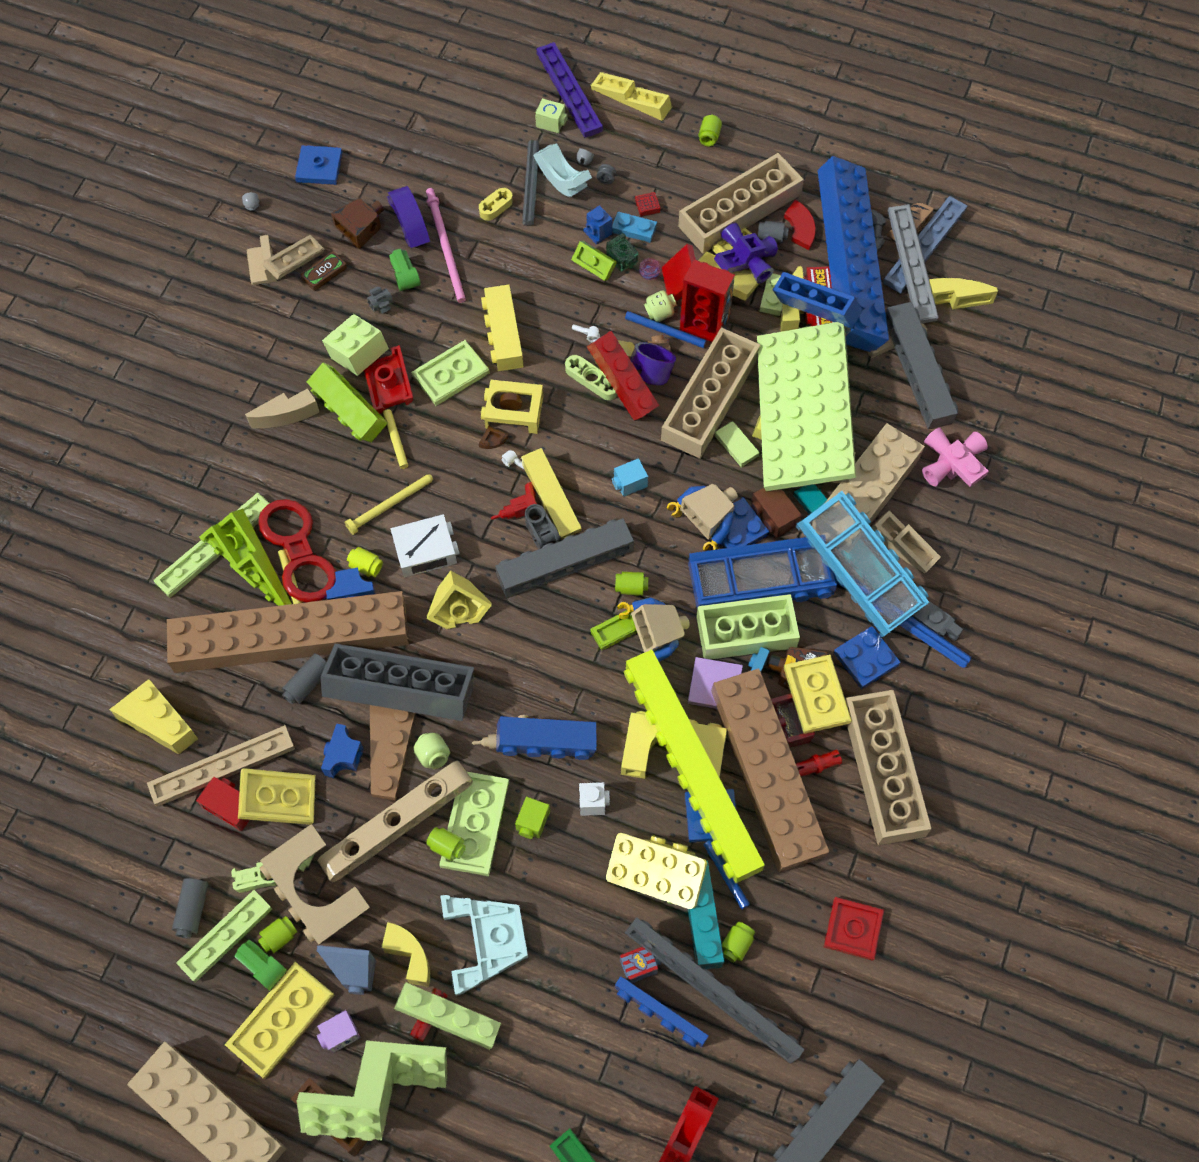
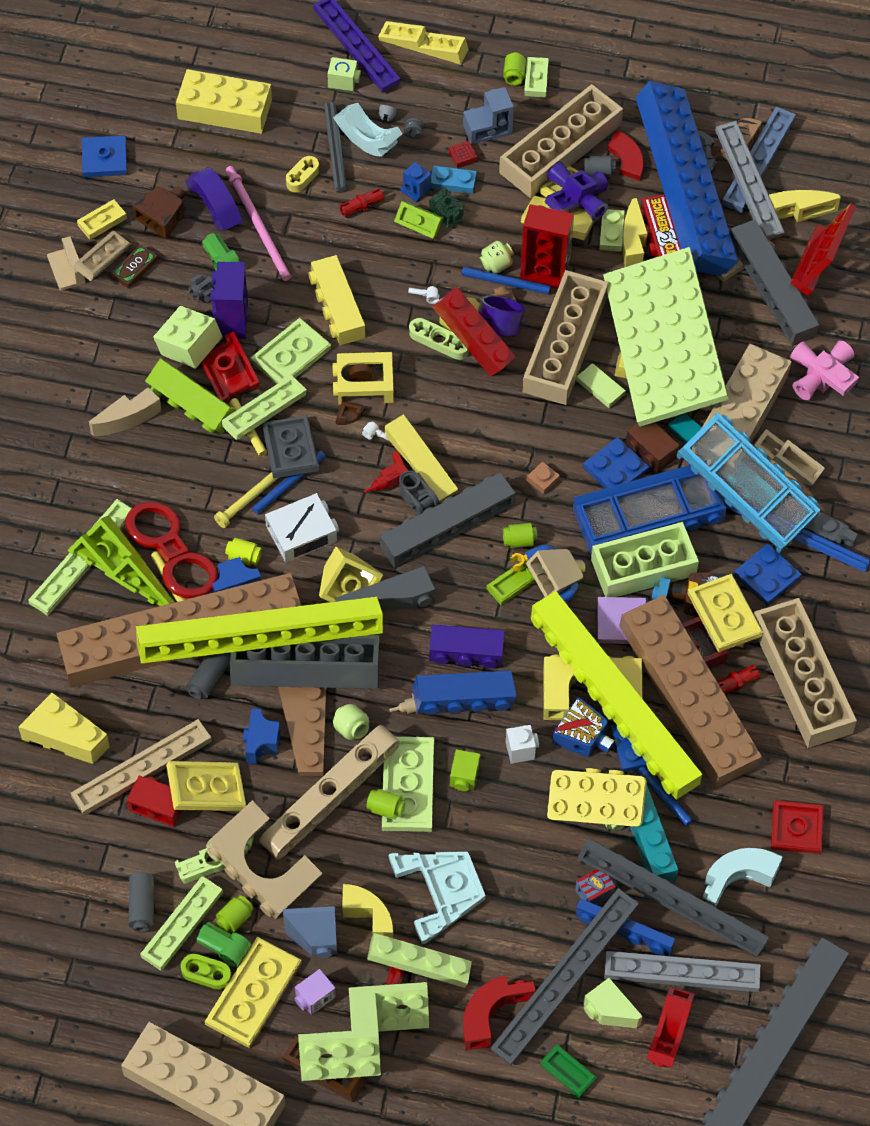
camera: 10 degrees left, 5 degrees down
(239, 990) = (207, 970): none -> lime plate
(250, 201) = (40, 203): light grey hinge -> none
(303, 223) = (102, 219): none -> light yellow plate
(355, 646) = (259, 629): none -> neon yellow brick
(400, 314) = (230, 298): none -> dark purple brick
(412, 422) = (263, 407): none -> yellowish green plate
(424, 497) = (281, 488): none -> blue bar
(430, 464) = (290, 446): none -> dark grey tile
(436, 127) = (224, 101): none -> light yellow brick
(502, 1073) = (485, 1002): none -> red arch
(506, 624) = (399, 592): none -> dark grey slope
(544, 237) = (361, 202): none -> red pin
(558, 689) = (466, 646): none -> dark purple brick
(588, 1060) = (564, 977): none -> dark grey plate
(630, 477) = (498, 432): medium azure brick -> none
(630, 1096) = (611, 1007): none -> yellowish green slope
(649, 268) = (477, 220): clear pink tile -> none
(656, 794) = (583, 730): none -> torso
(665, 528) = (543, 478): none -> nougat plate
(676, 270) = (509, 219): red tile -> none
(679, 175) = (492, 119): none -> sand blue brick
(708, 510) = (585, 453): tan torso -> none
(711, 1069) = (682, 971): none -> light grey plate
(729, 140) = (536, 77): none -> yellowish green plate
(737, 942) = (688, 853): lime brick -> none
(787, 961) = (737, 865): none -> light aqua arch
(817, 300) = (659, 229): blue brick -> none
(970, 341) = (820, 251): none -> red fence

